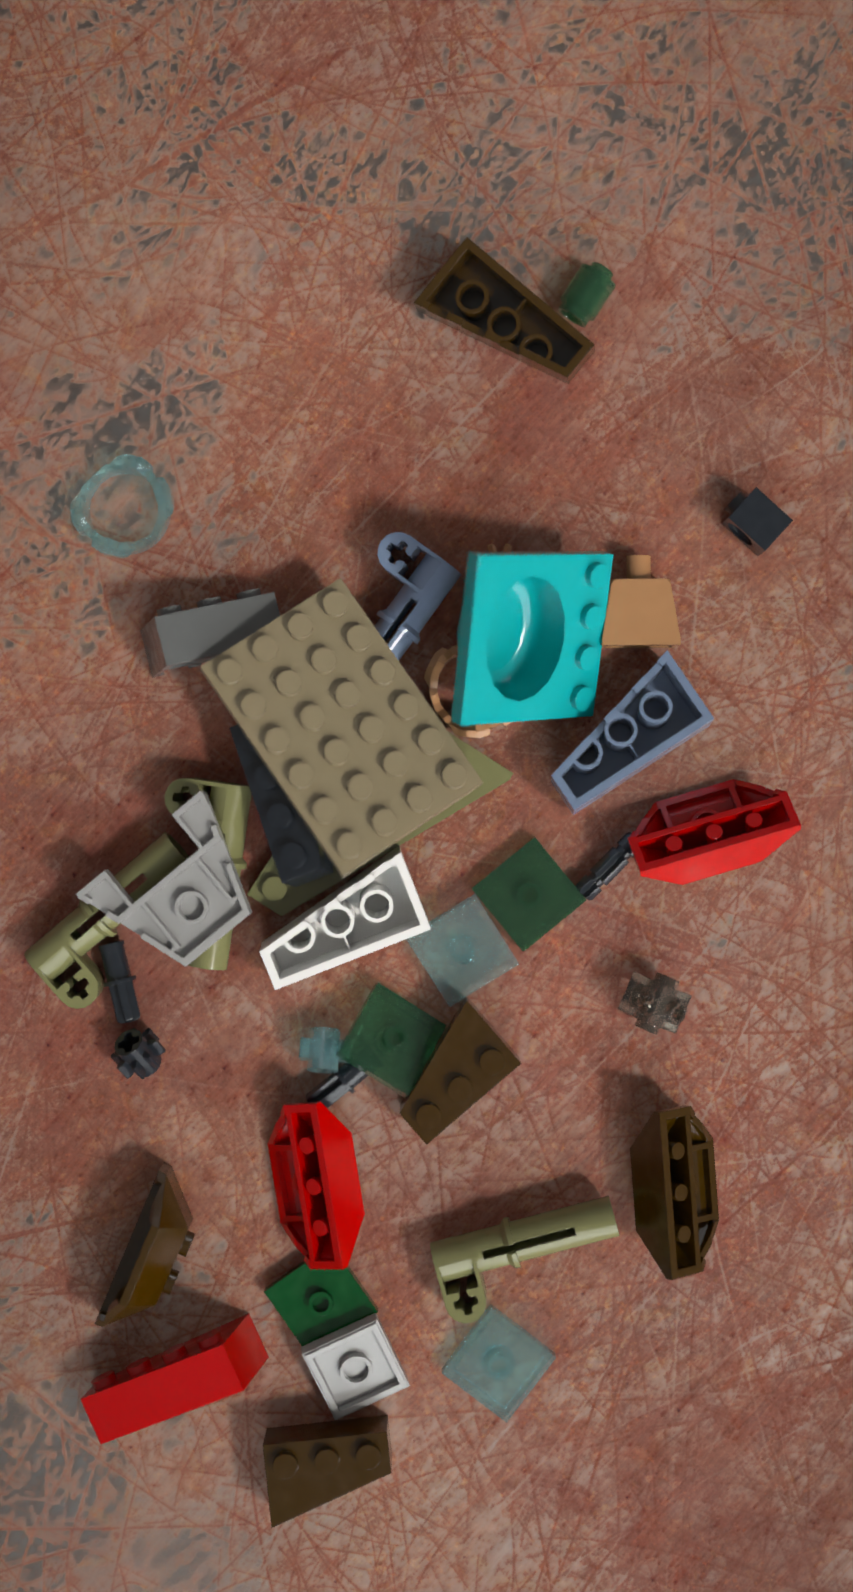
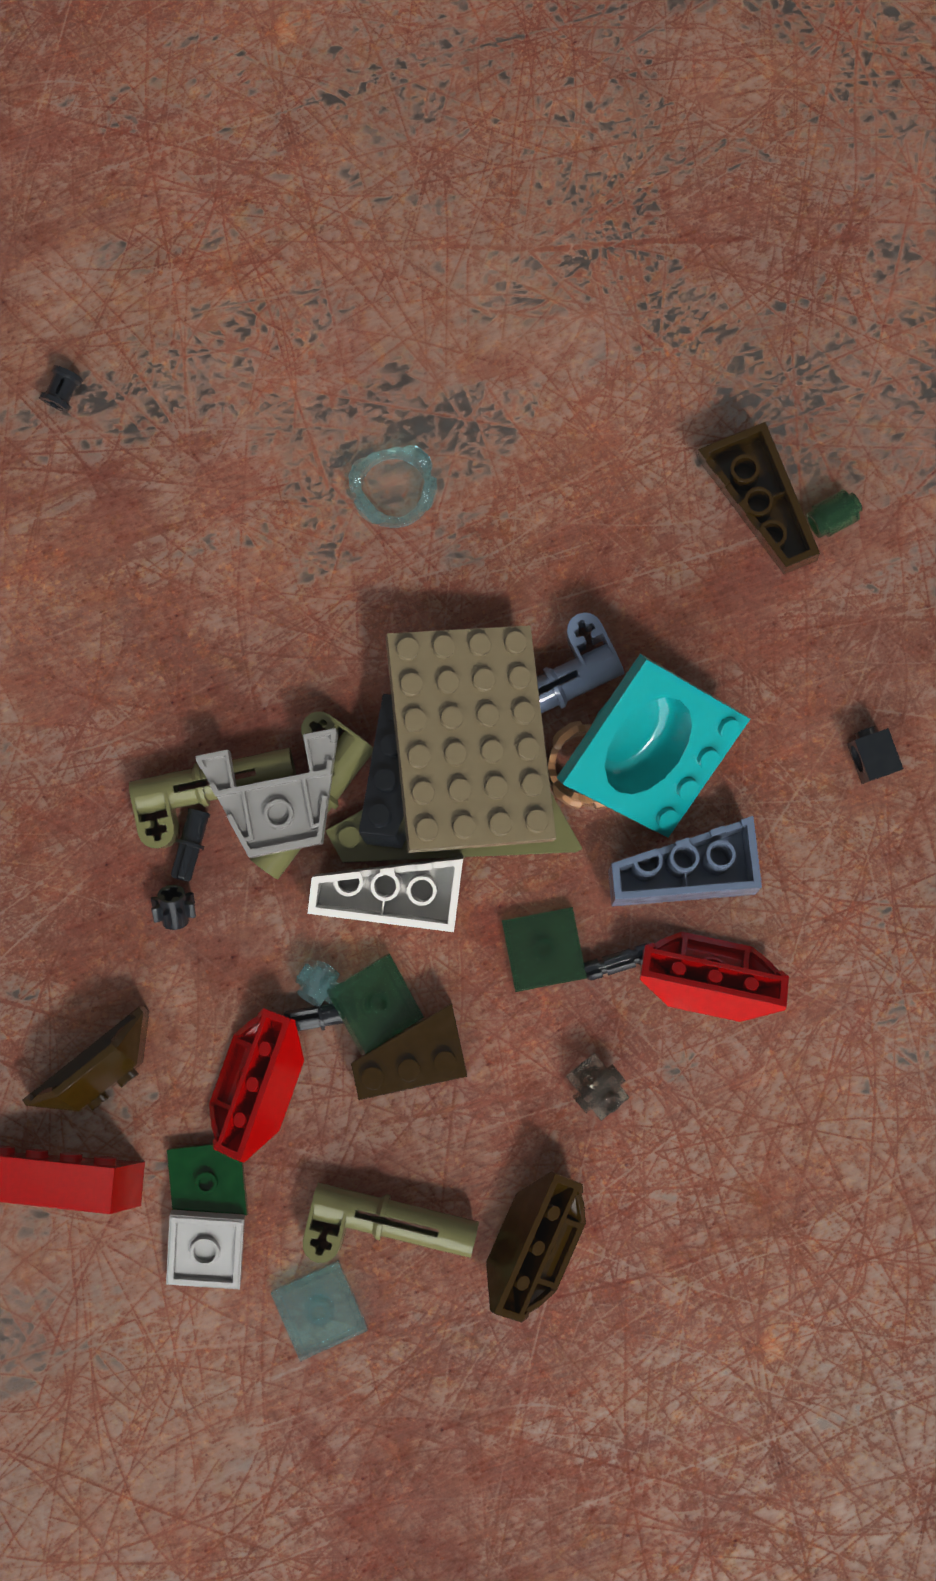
camera: 25 degrees right, 5 degrees down
(202, 633) = (396, 609): dark grey wedge -> none
(323, 1462) = (137, 1312): dark brown wedge -> none
(463, 950) = (468, 965): clear light blue plate -> none
(640, 609) = (748, 775): medium nougat torso -> none

